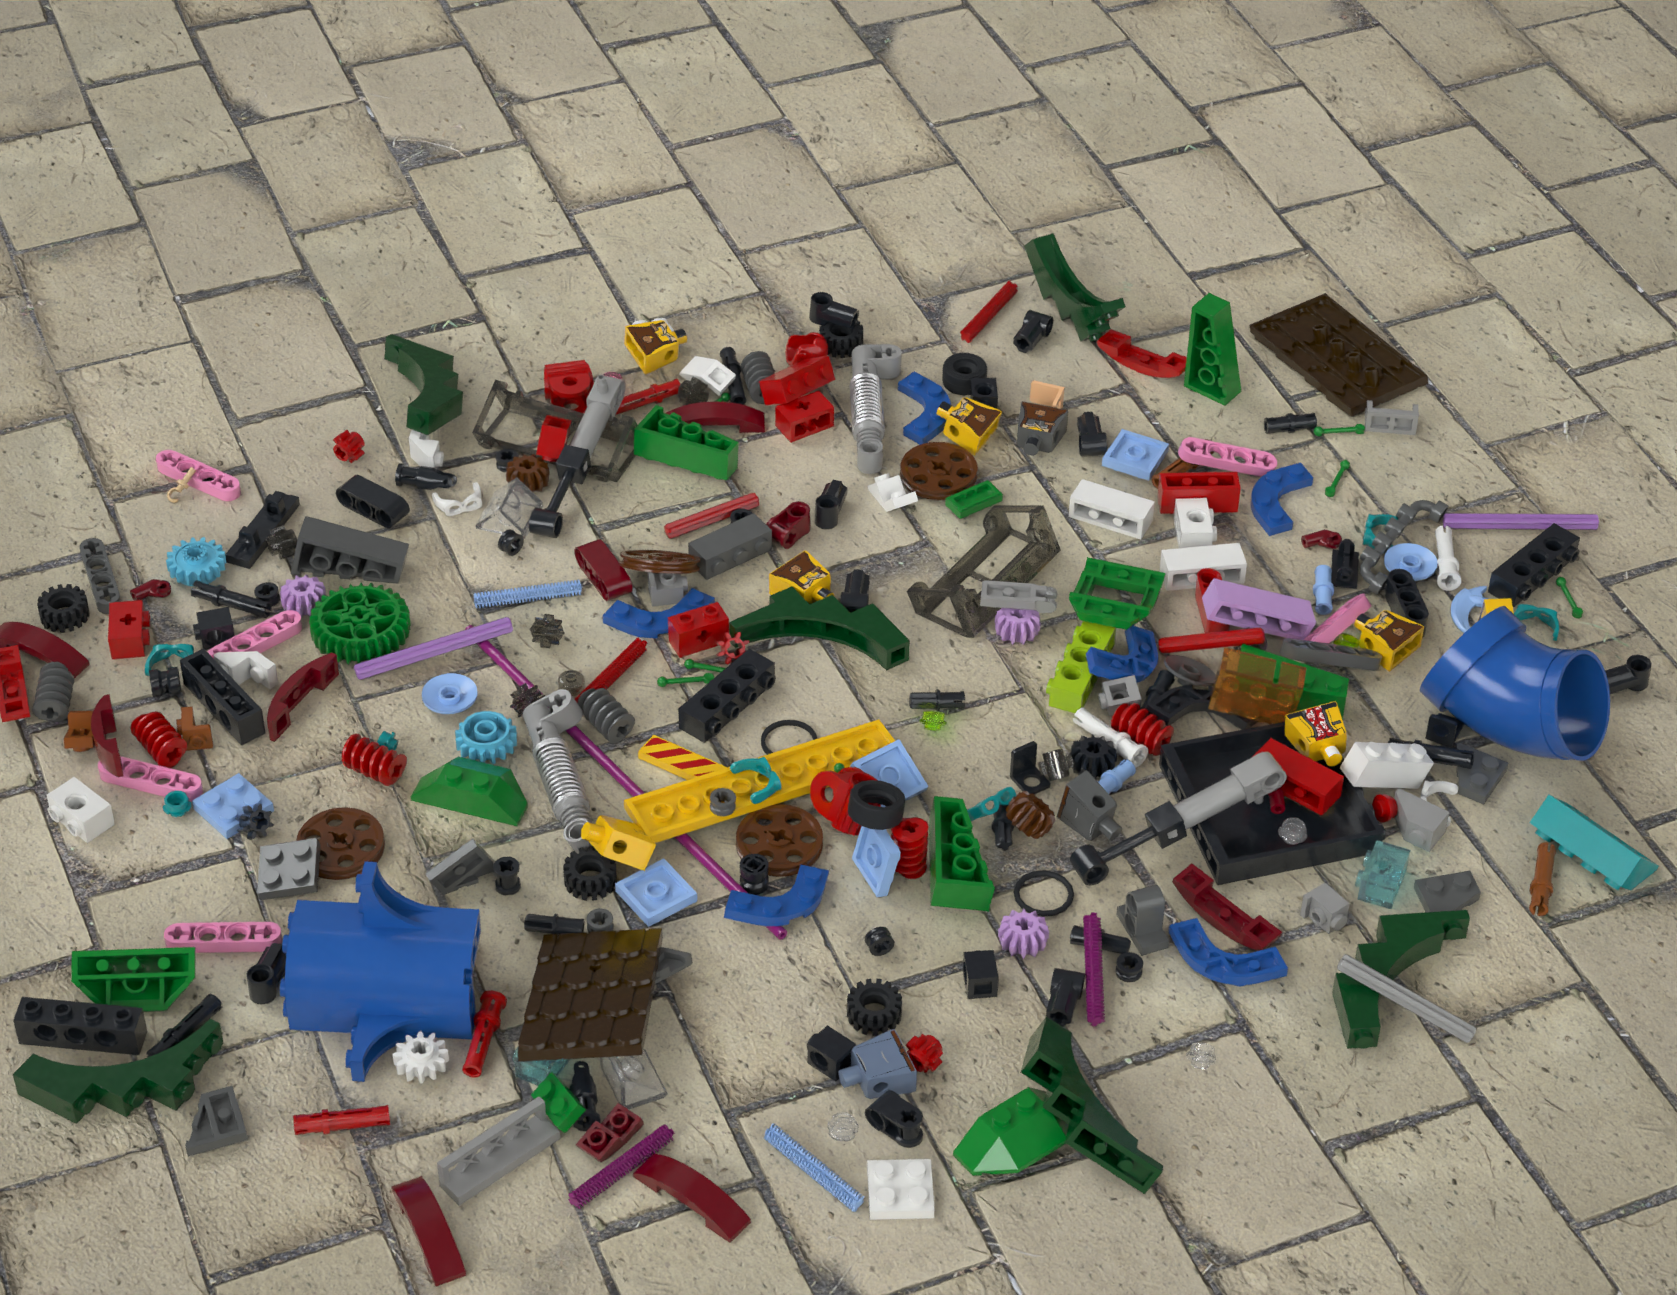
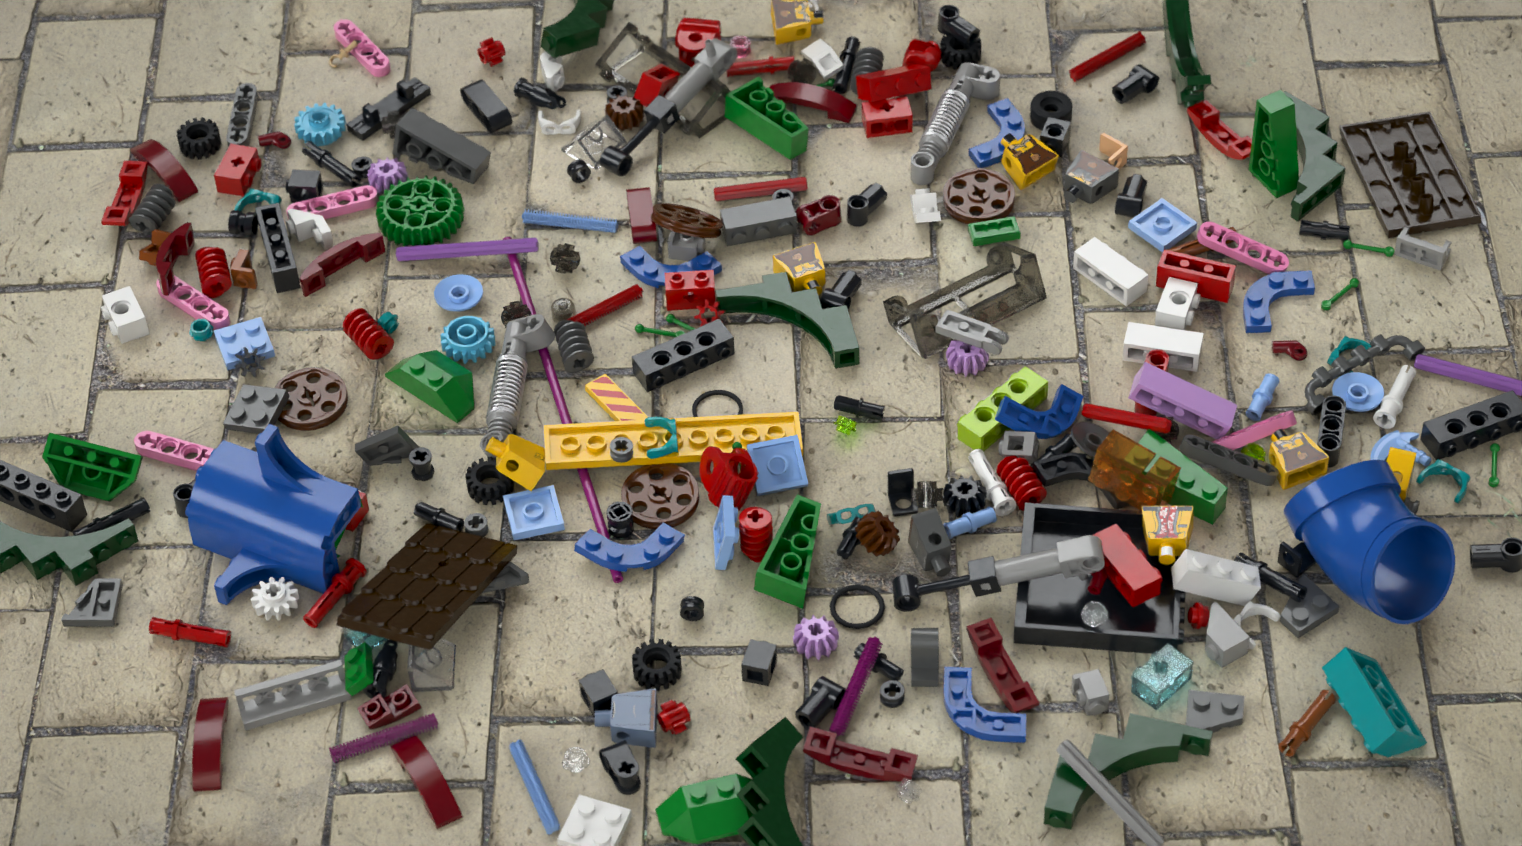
camera: 25 degrees right, 5 degrees up
(875, 816) = (730, 501): black tyre -> none
(1119, 577) = (1030, 356): green wedge -> none
(1136, 1041) = (859, 760): none -> dark red slope
(1257, 371) = (1320, 172): none -> arch
(1345, 565) = (1295, 380): black hinge -> none

